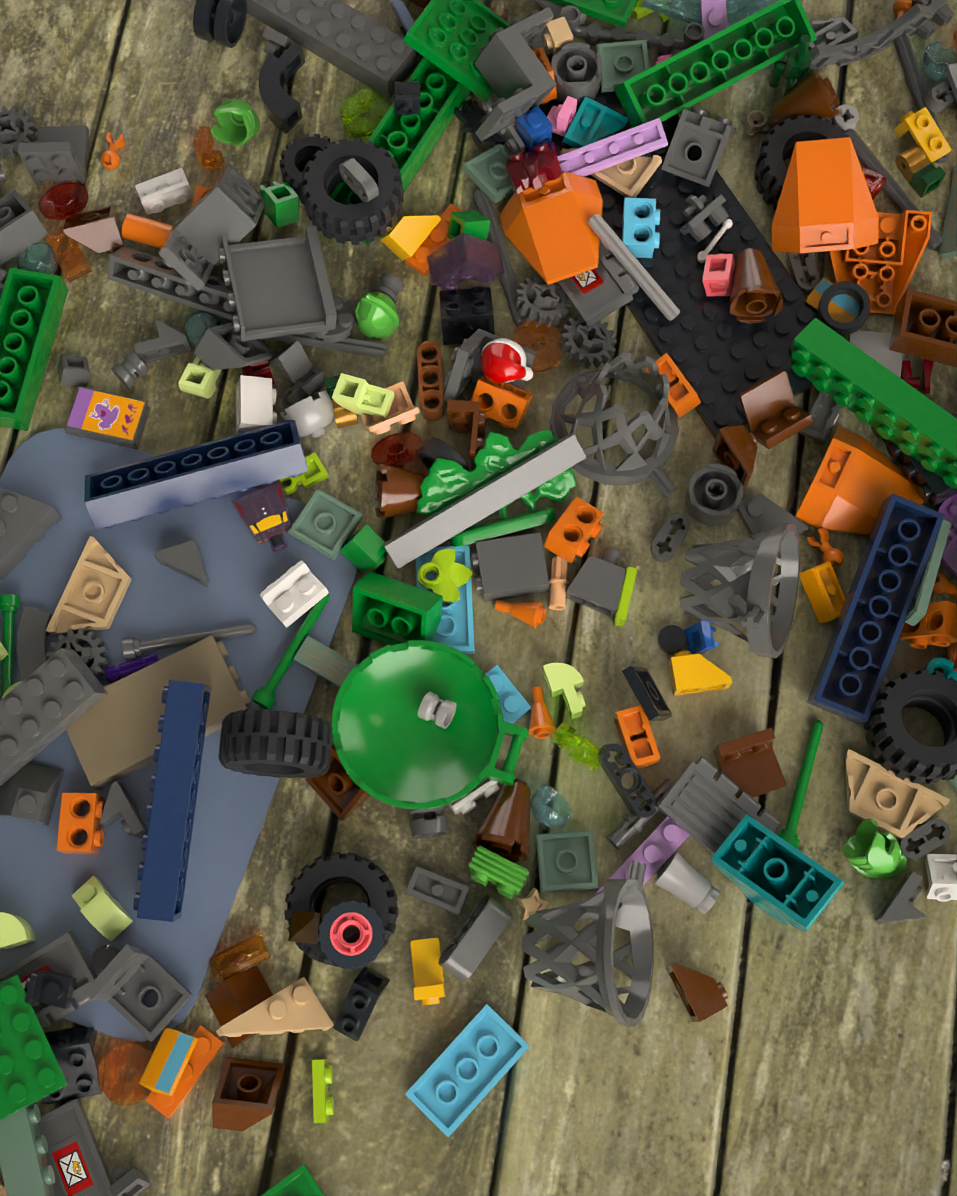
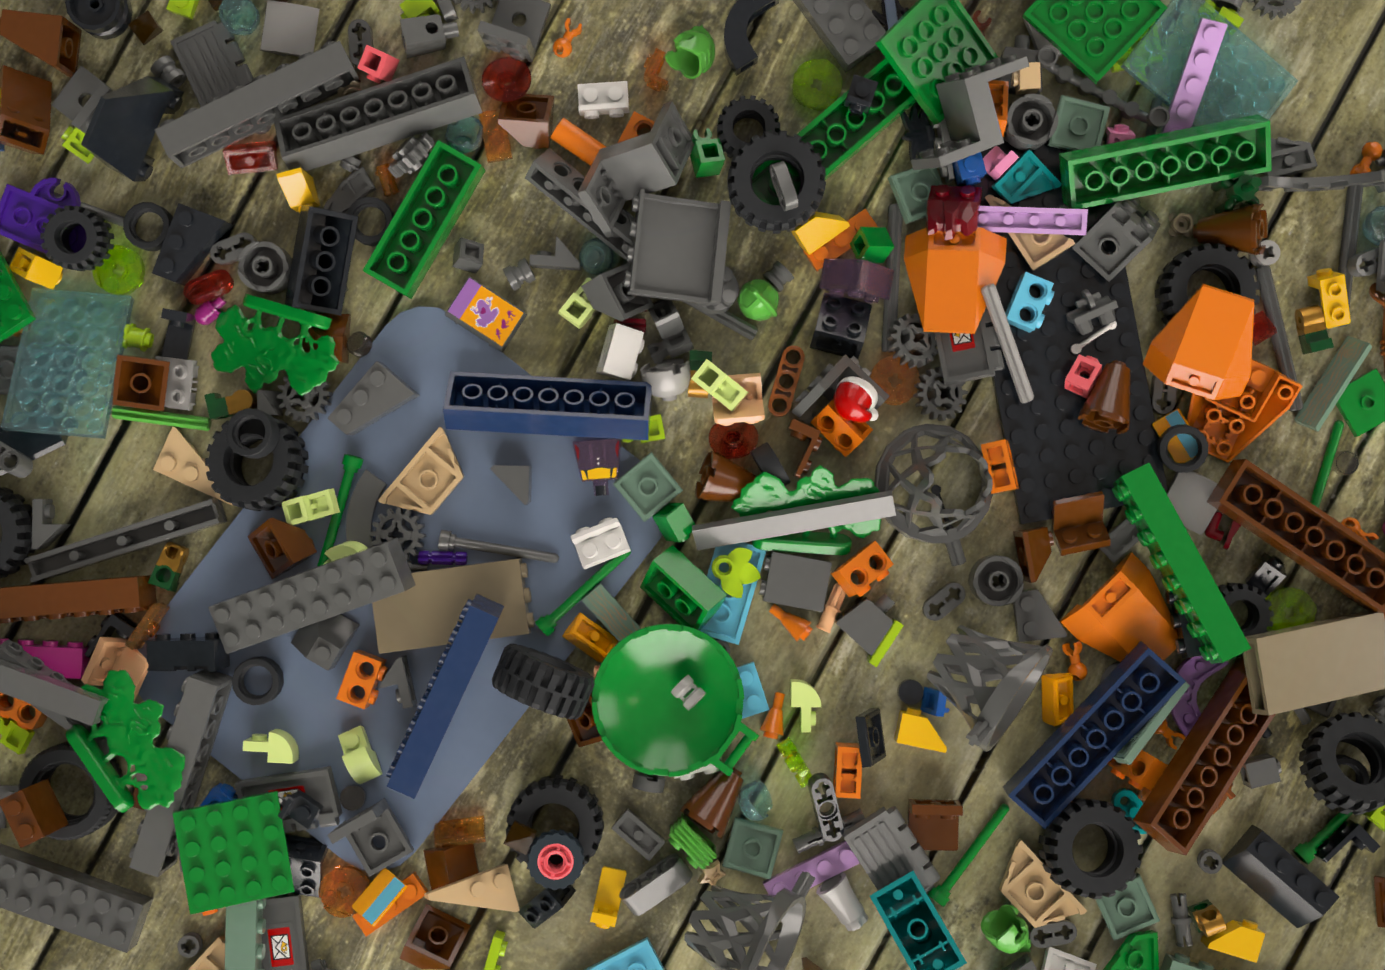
camera: 15 degrees right, 15 degrees up
(311, 697) = (590, 637): none -> light orange slope

